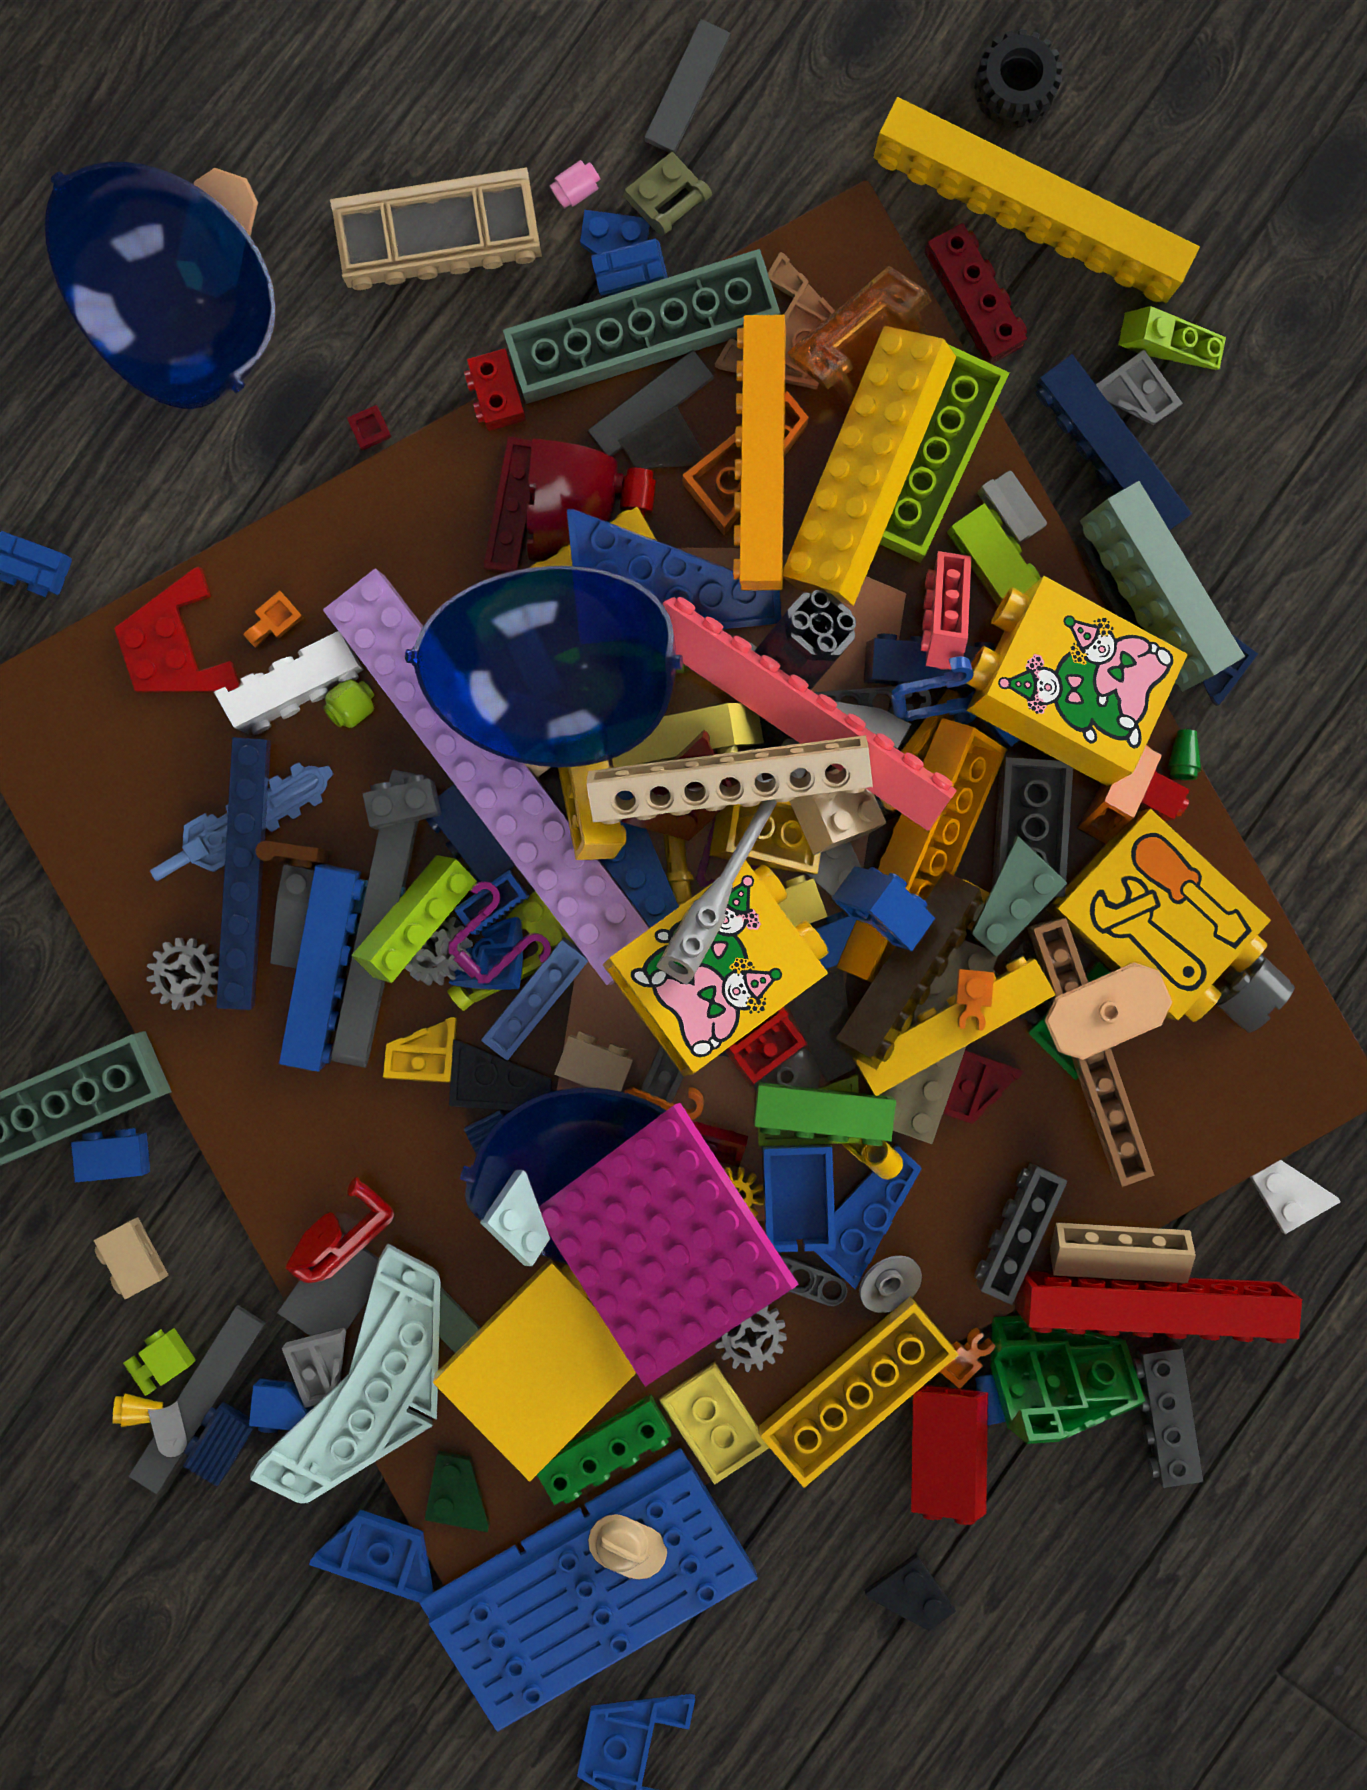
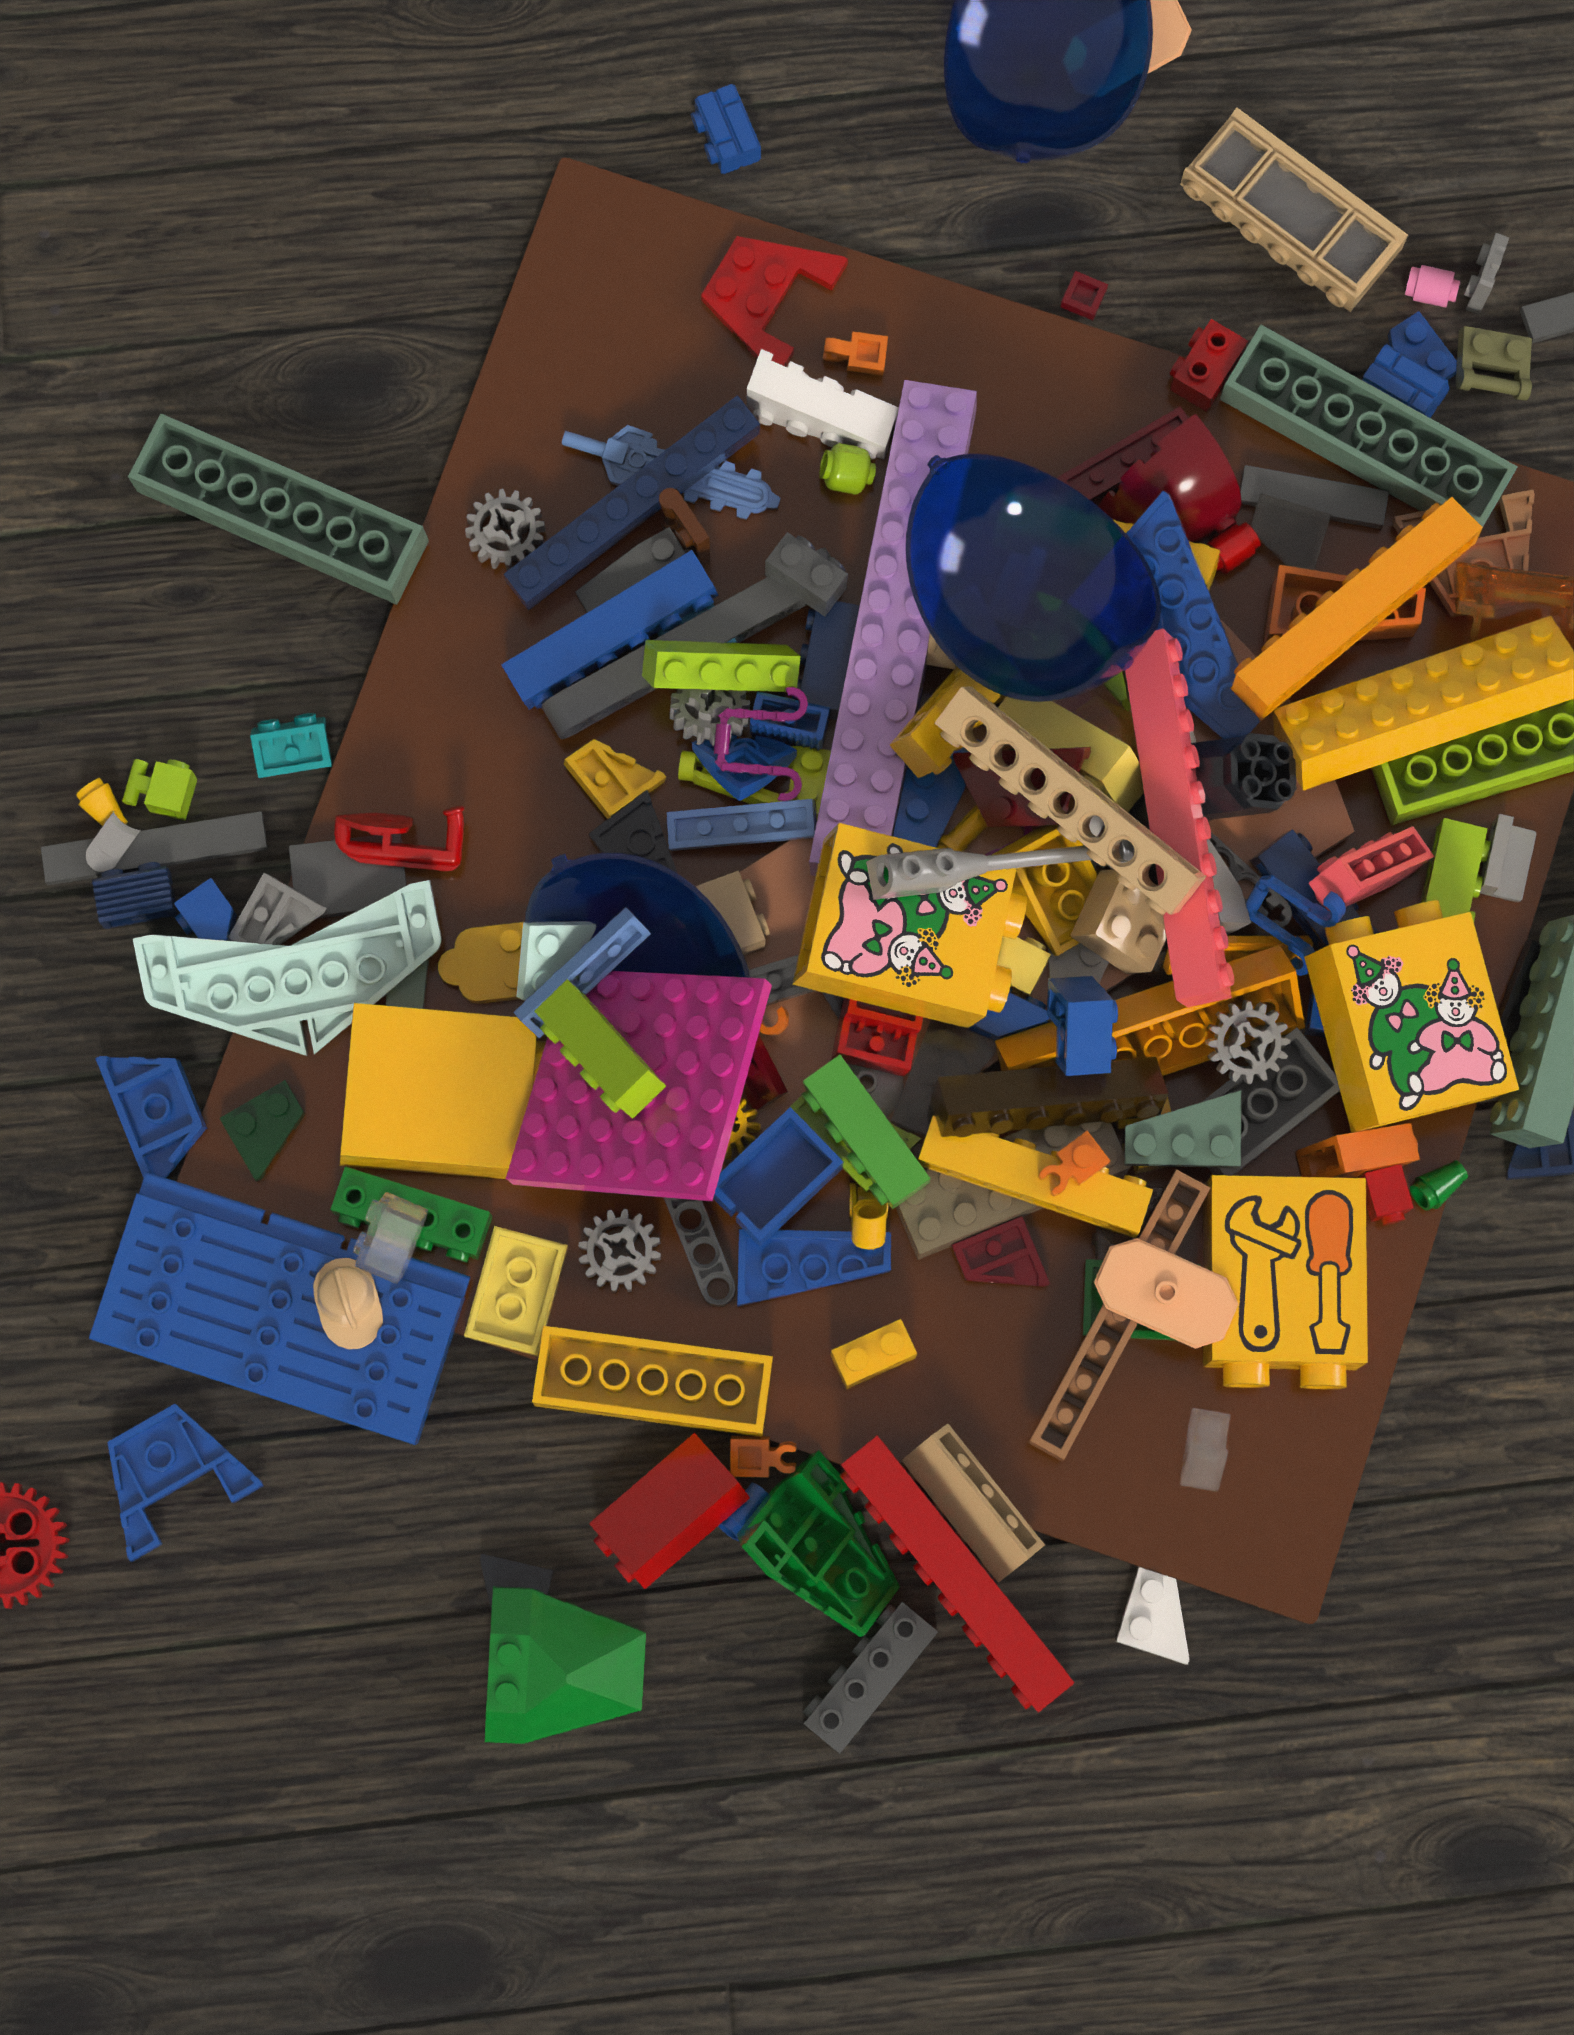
camera: 45 degrees right, 10 degrees down
(110, 1156) = (299, 602): blue brick -> none
(130, 1258) = (227, 690): tan brick -> none
(206, 1248) = (290, 745): none -> teal bracket
(472, 1253) = (484, 963): none -> yellow plate
(550, 1212) = (589, 964): none -> medium blue plate
(606, 151) = (1481, 285): none -> light grey wing
(610, 1486) = (390, 1237): none -> clear brick
(618, 1255) = (599, 1049): none -> lime brick
(890, 1283) = (753, 1337): light grey dish -> none
(967, 1229) = (873, 1354): none -> yellow brick
(982, 1610) = (557, 1667): none -> green wedge
(1000, 788) = (1263, 1035): none -> light grey gear
(1020, 1233) = (912, 1400): dark grey brick -> none
(1217, 1066) = (1205, 1449): none -> clear slope
(1254, 994) = (1295, 1414): dark grey brick -> none

